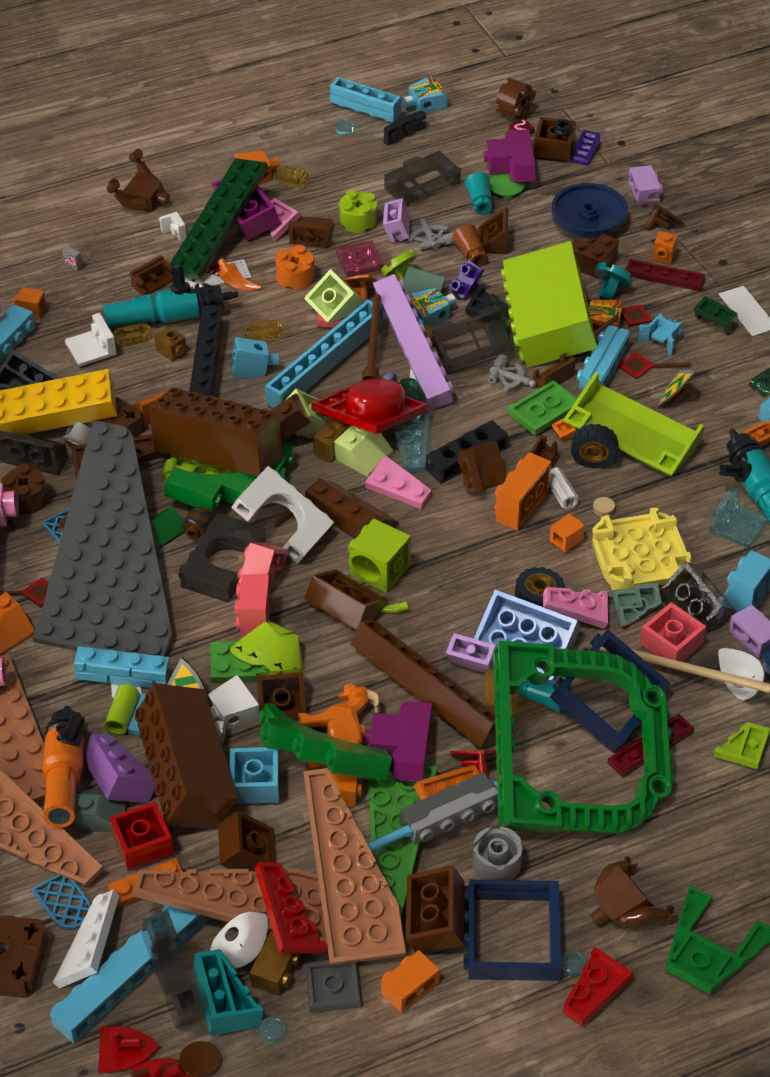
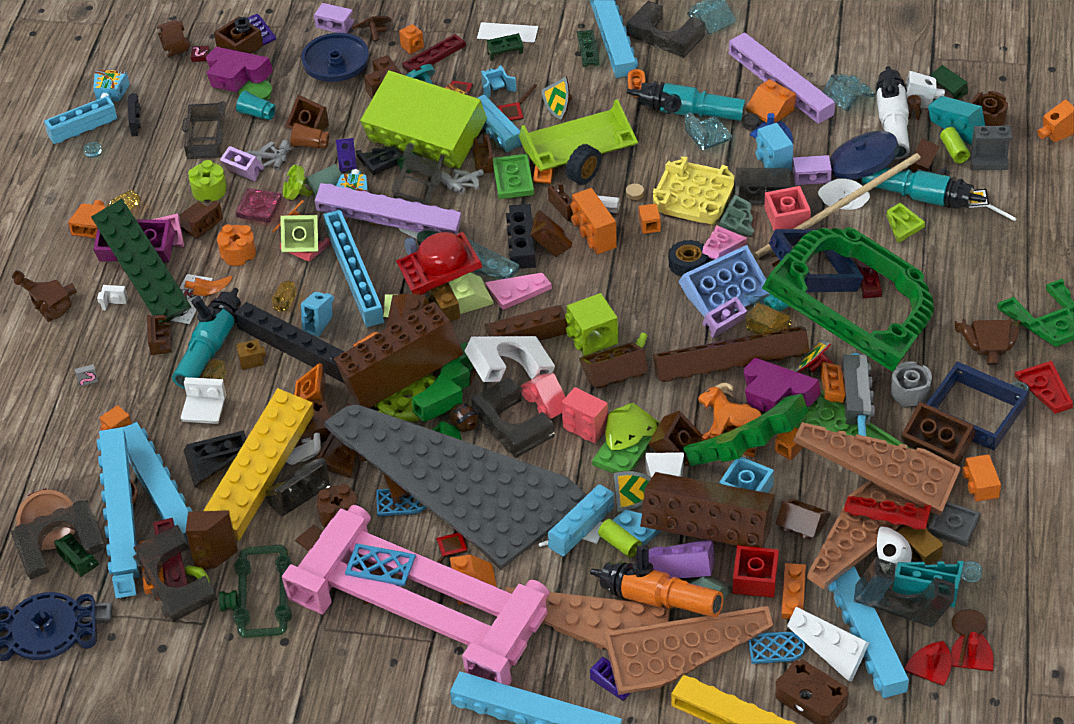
camera: 55 degrees left, 0 degrees up
(370, 370) = (392, 252): reddish brown piece -> none

